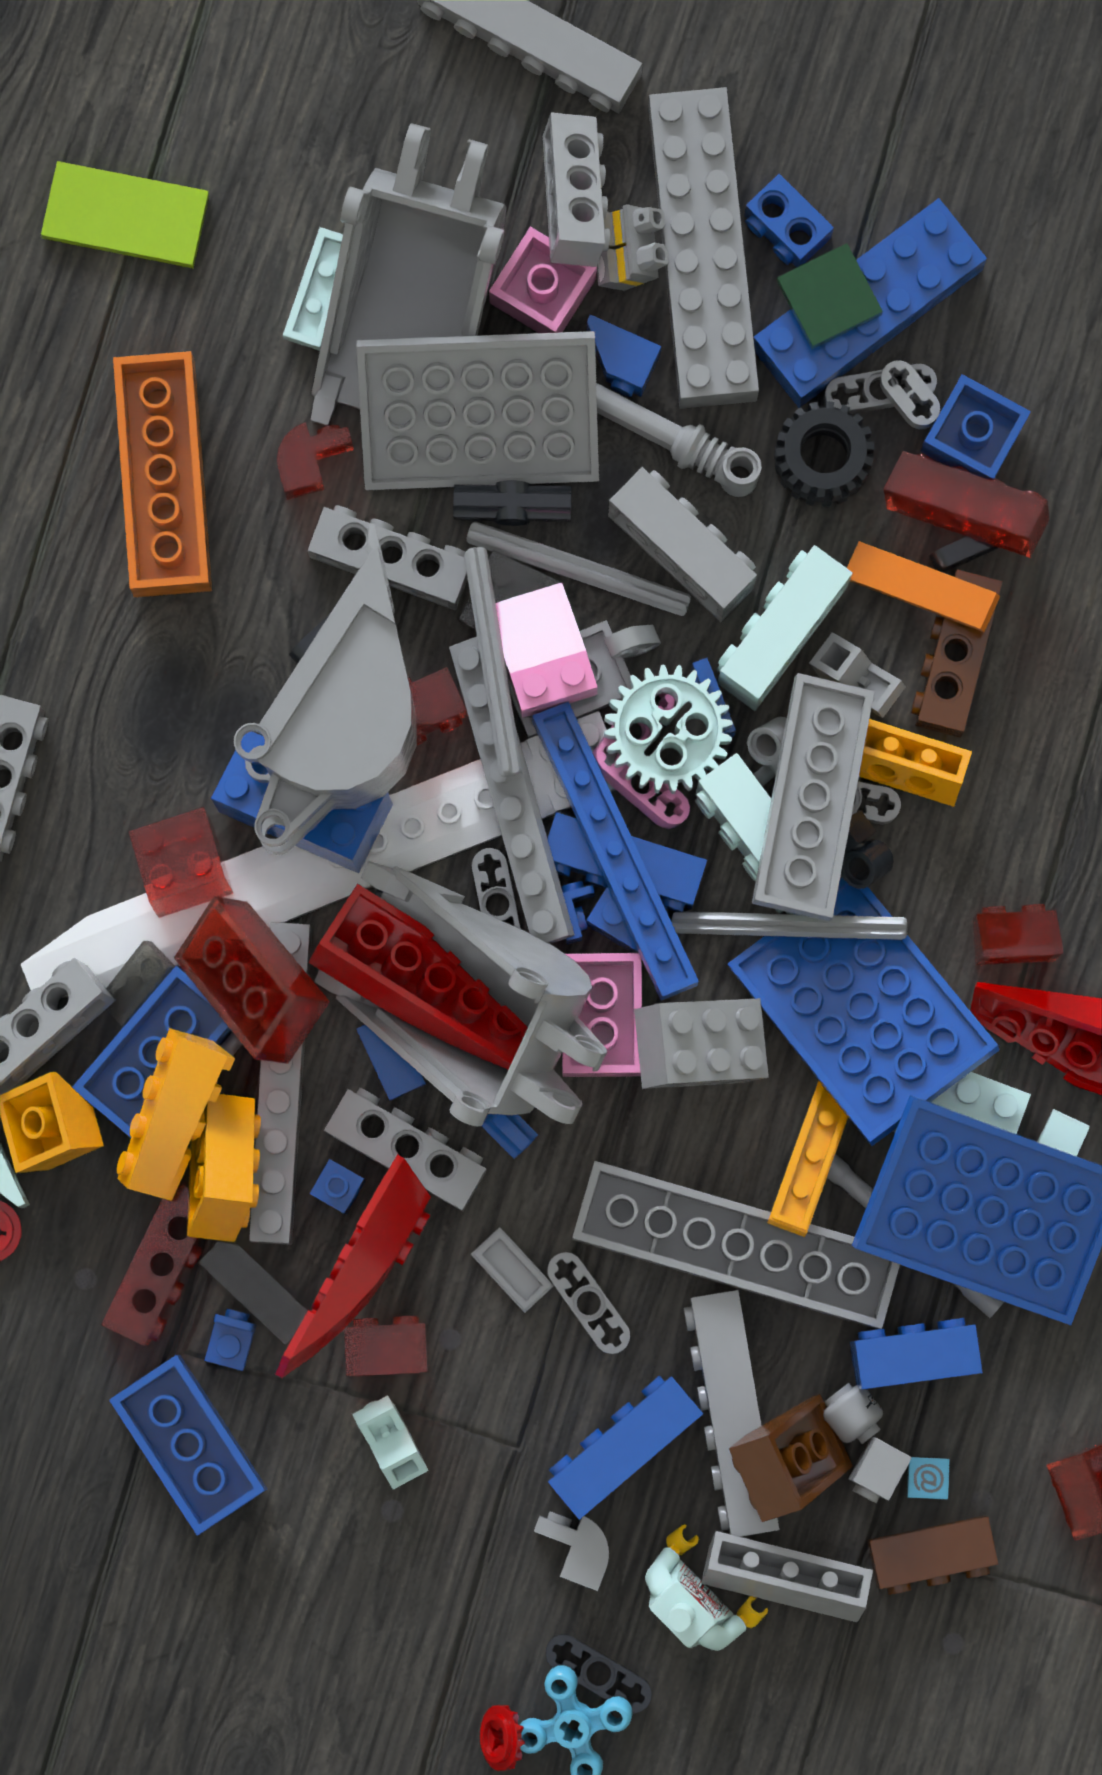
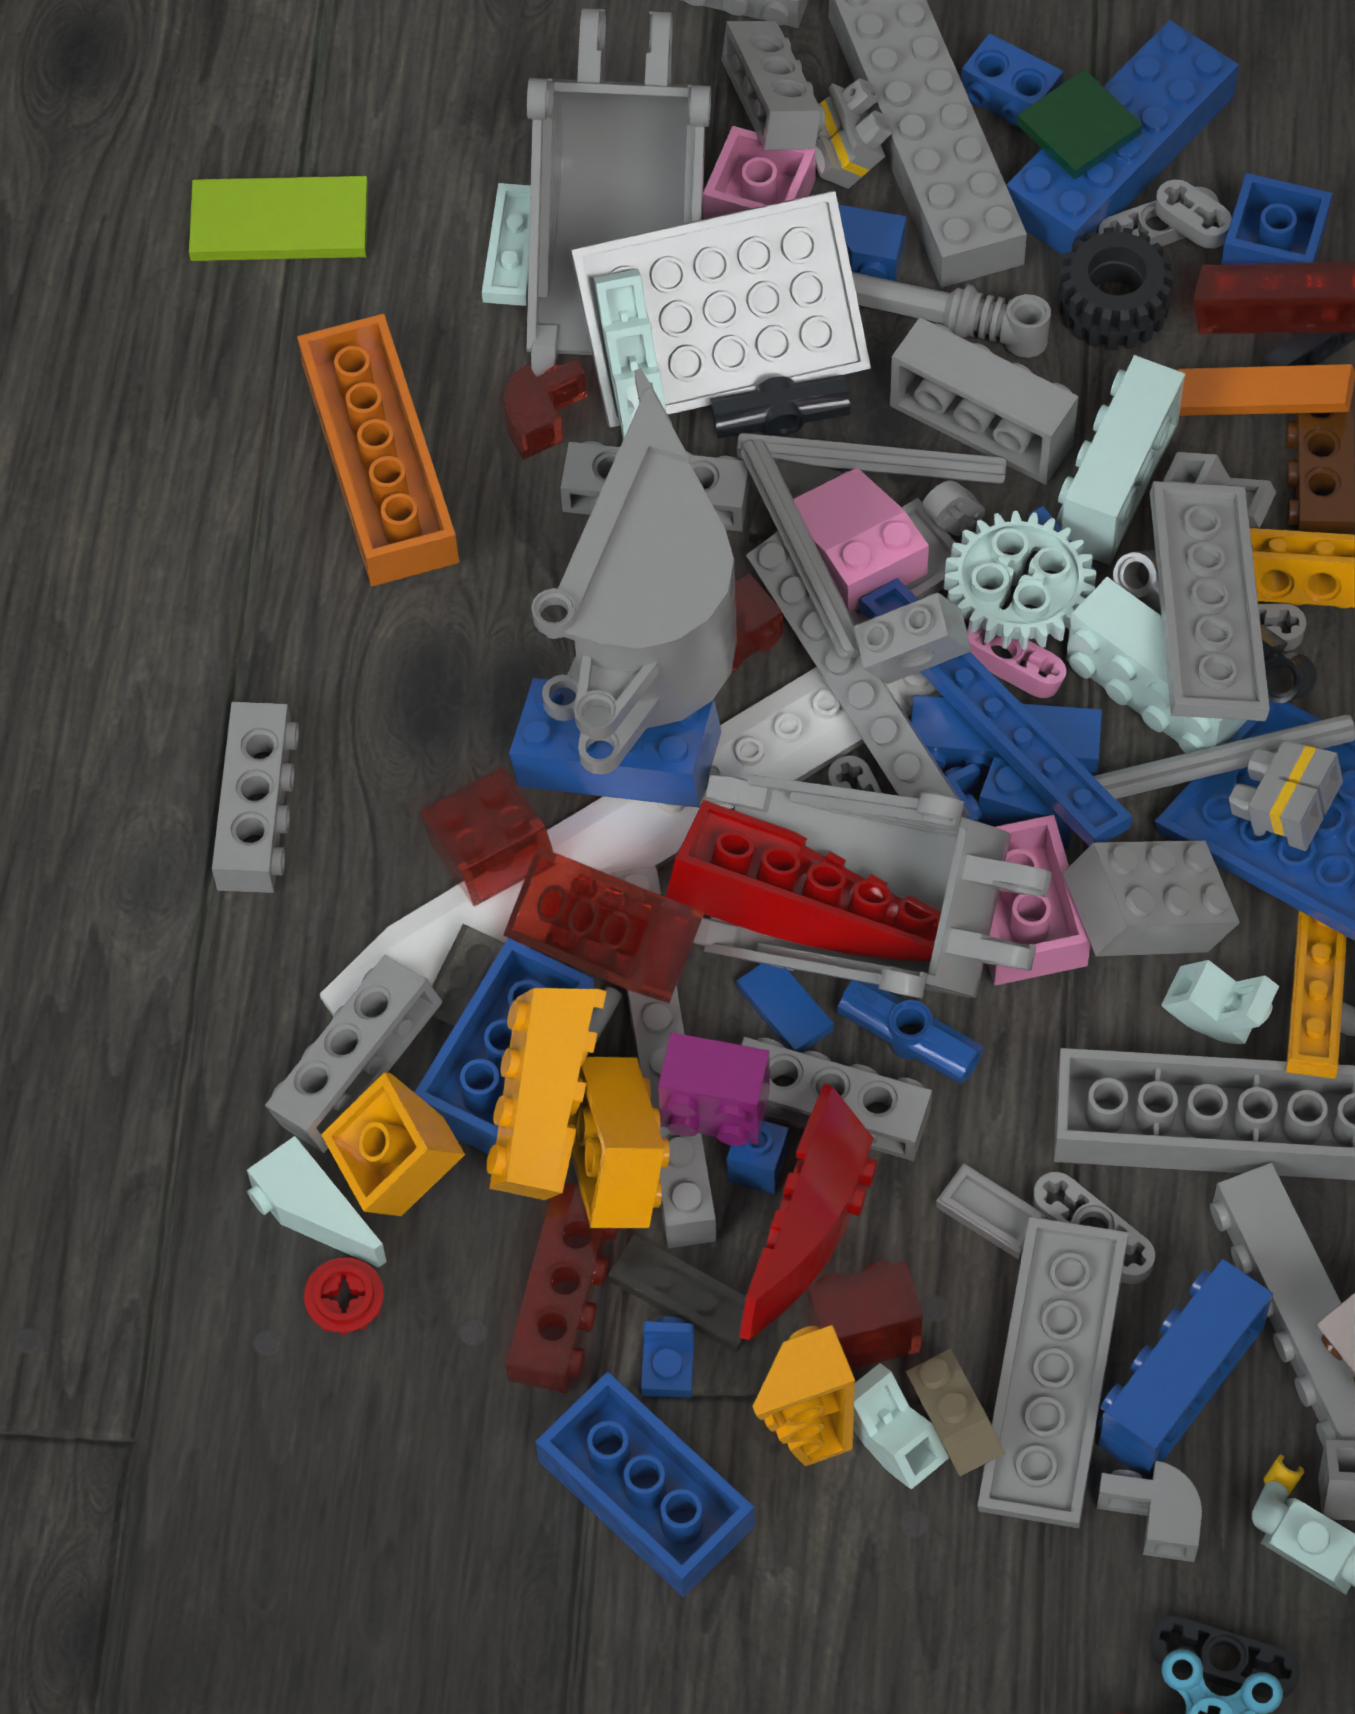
camera: 10 degrees left, 20 degrees down
(306, 1151) = (714, 1089): none -> magenta brick
(318, 1422) = (810, 1396): none -> light orange wedge
(392, 449) = (627, 339): none -> light aqua slope
(438, 1442) = (955, 1412): none -> dark tan brick
(525, 1420) = (1054, 1371): none -> light grey plate
(560, 777) = (912, 638): none -> light grey brick
(736, 1138) = (1217, 1004): none -> light aqua brick
(837, 980) = (1292, 791): none -> light grey hips

